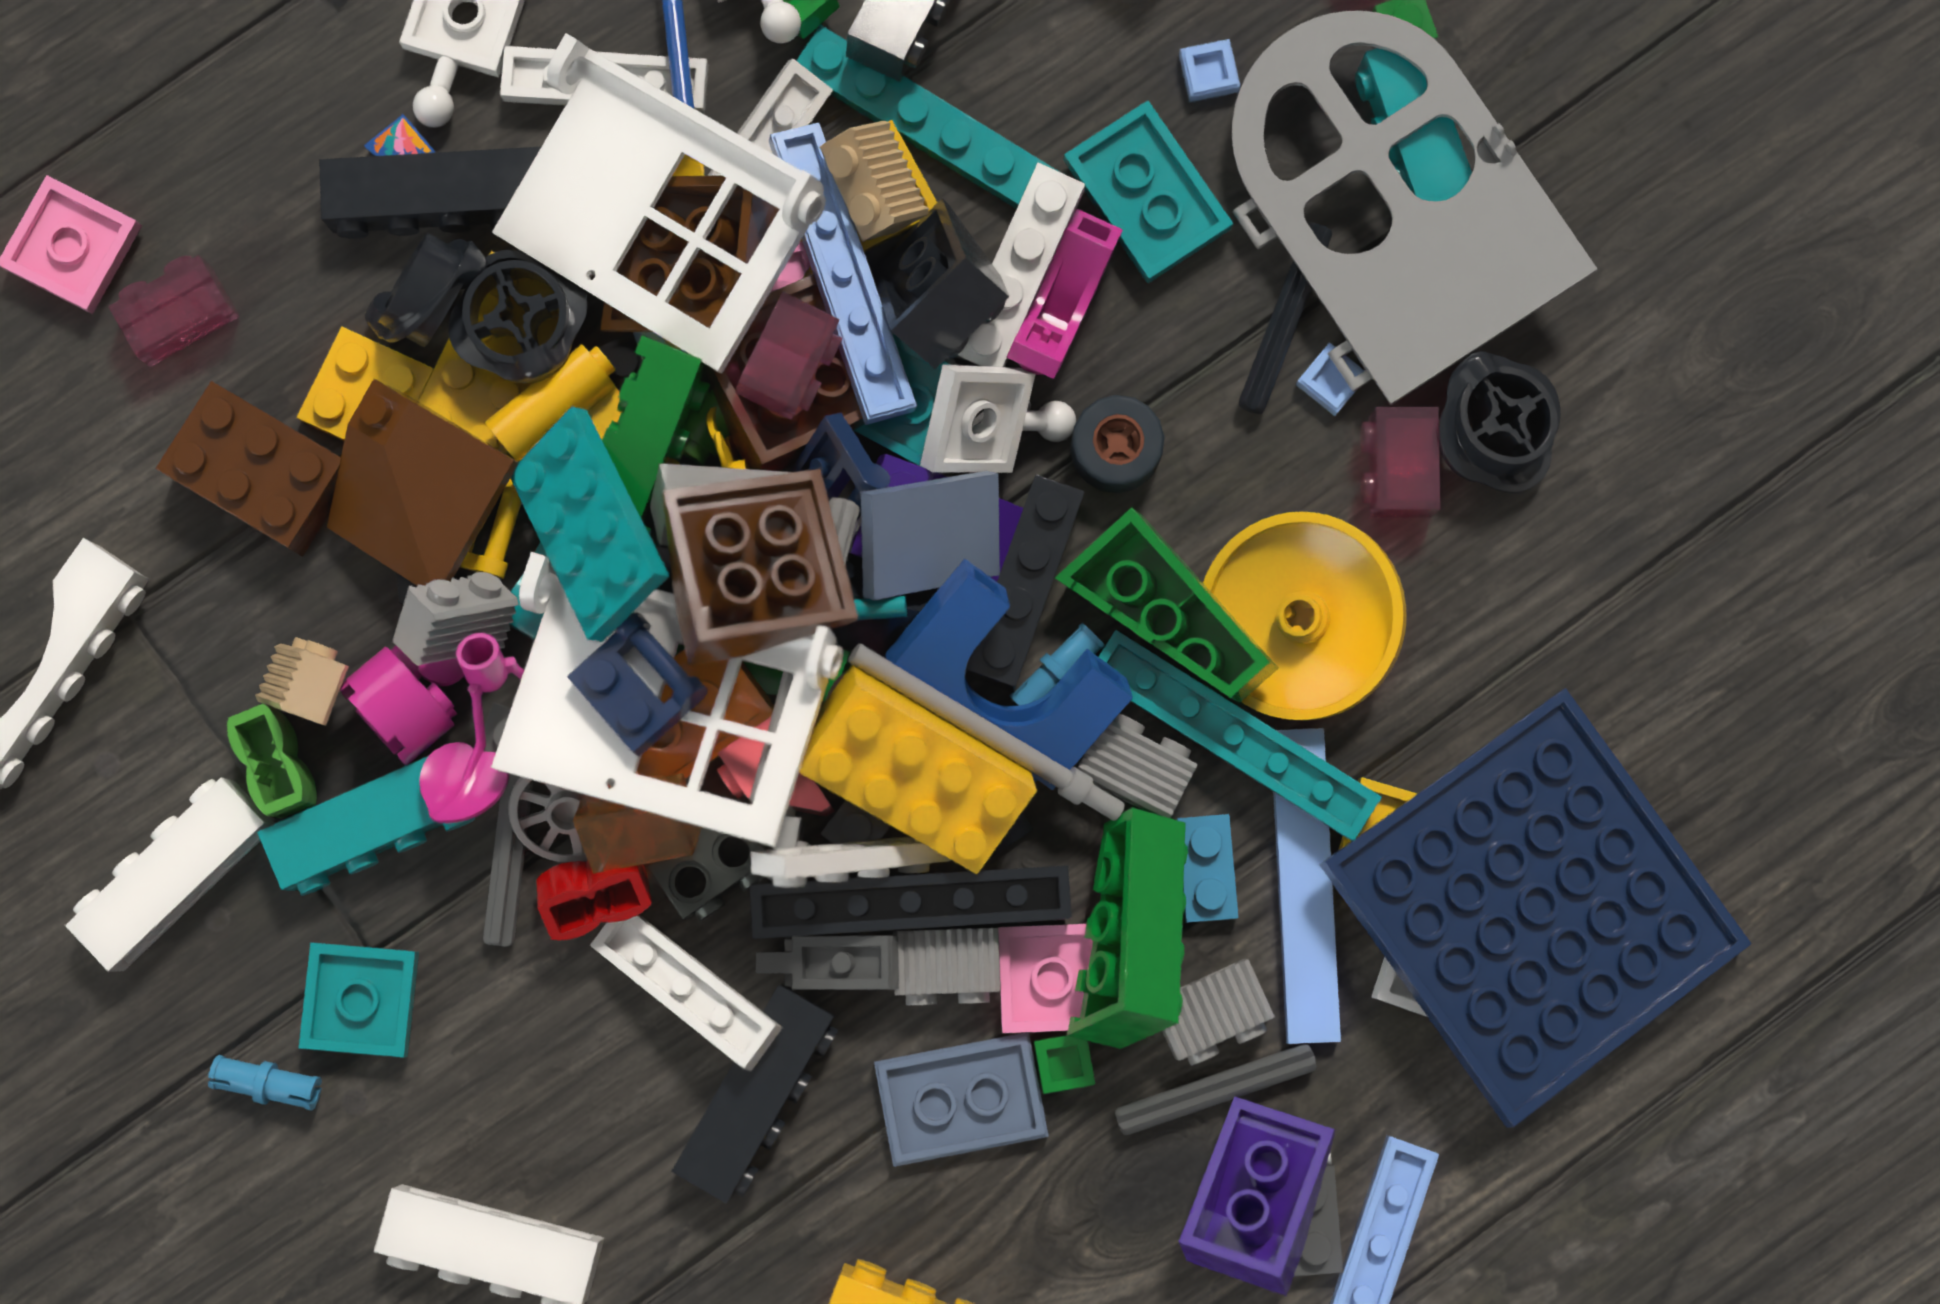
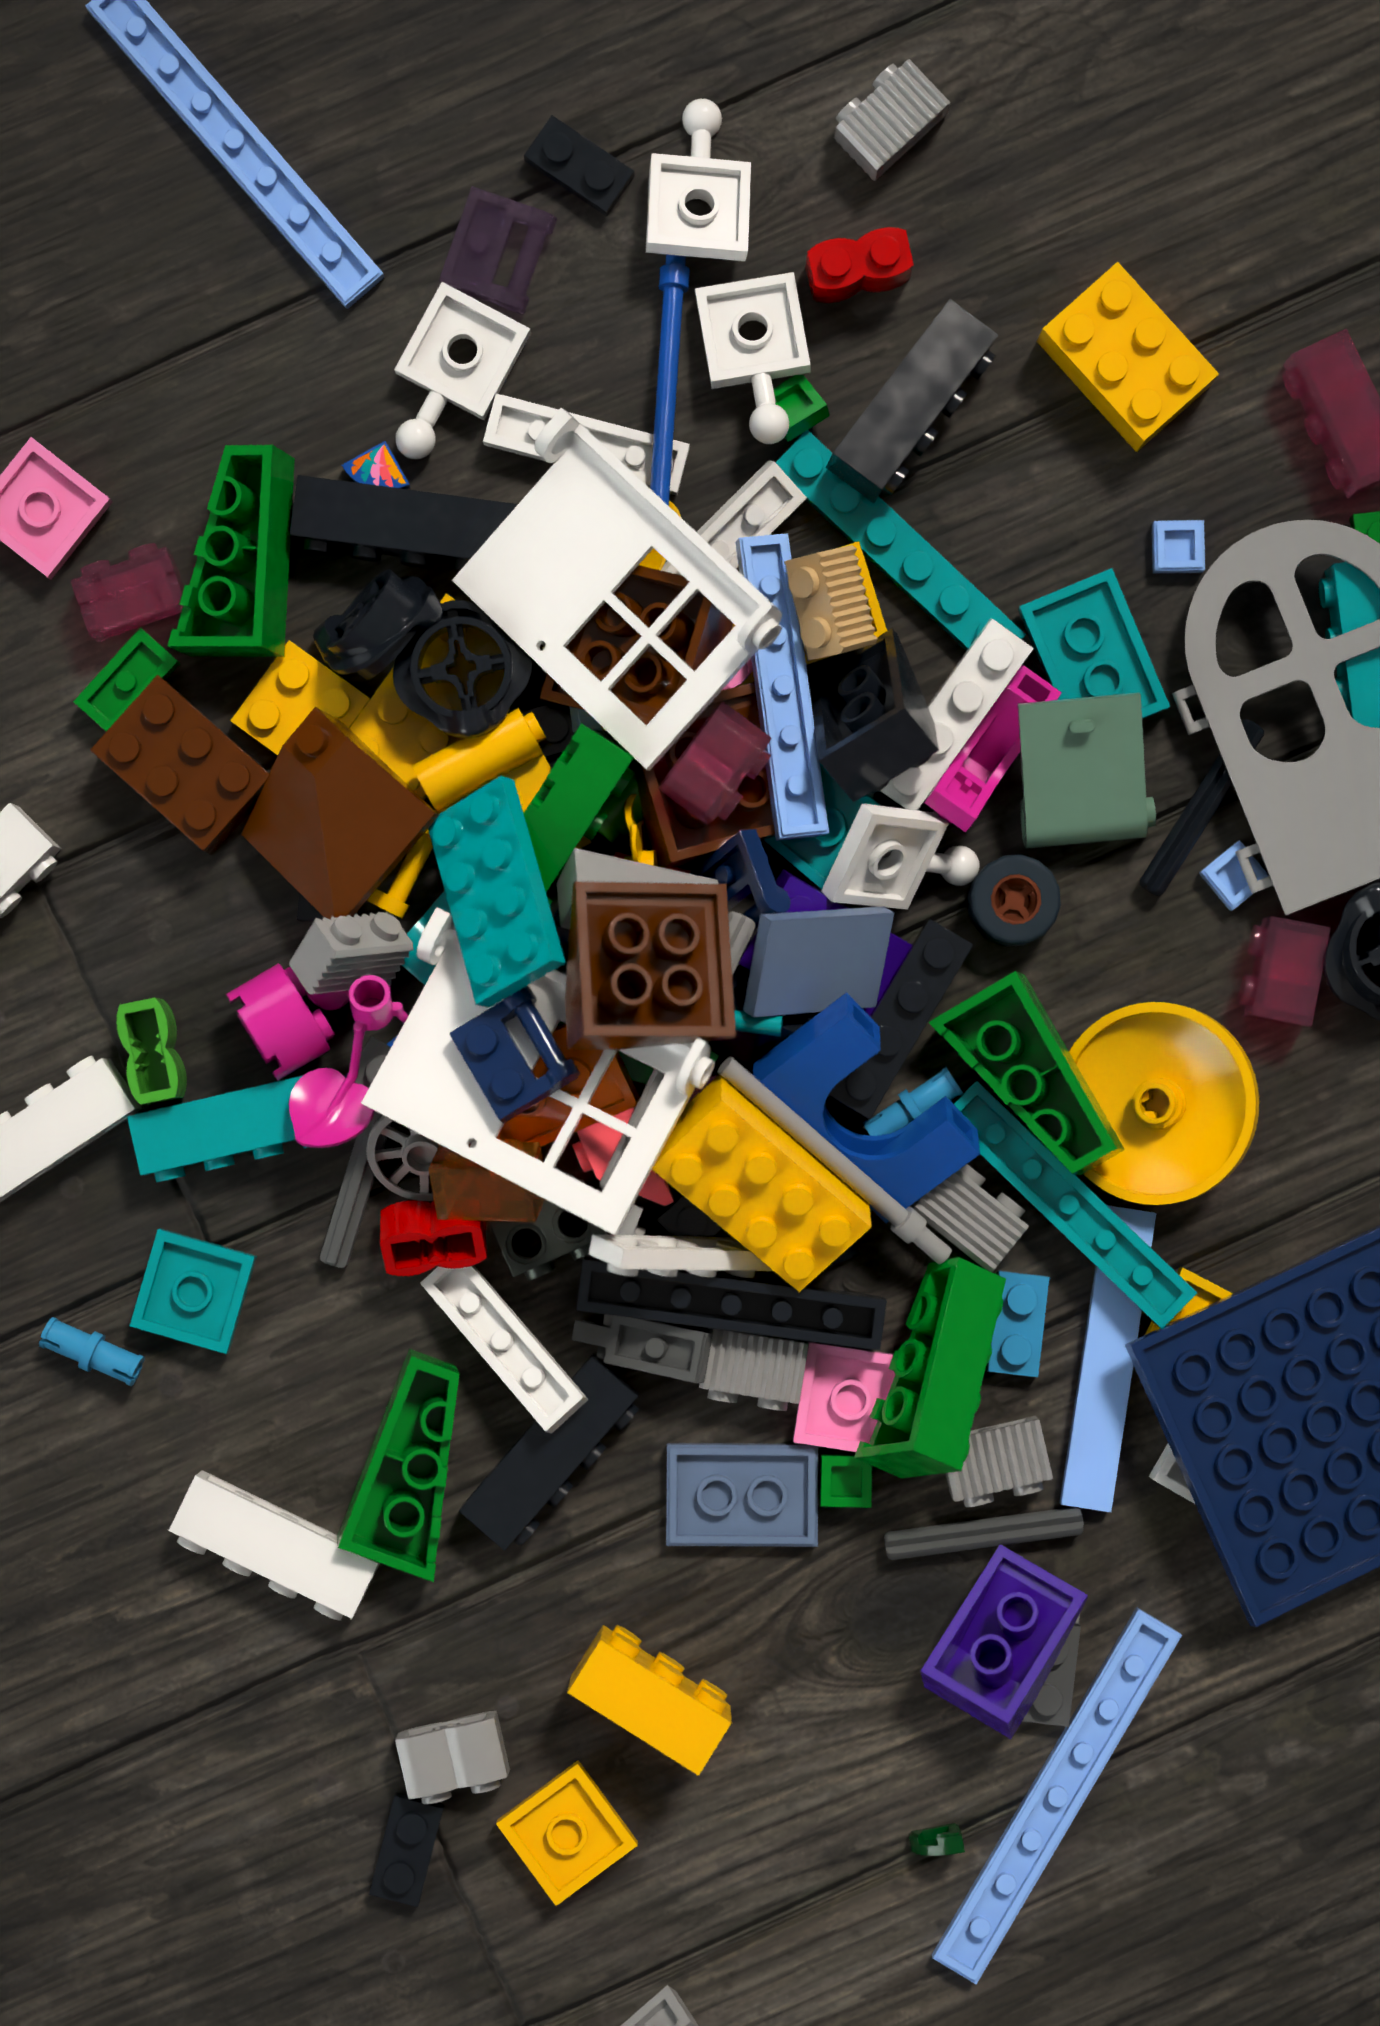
camera: 15 degrees right, 5 degrees up
(181, 392) = (125, 678): none -> green plate
(279, 254) = (242, 560): none -> green wedge
(303, 680) = (194, 981): tan brick -> none
(608, 1157) = (404, 1478): none -> green wedge
(1163, 307) = (1083, 771): none -> sand green door

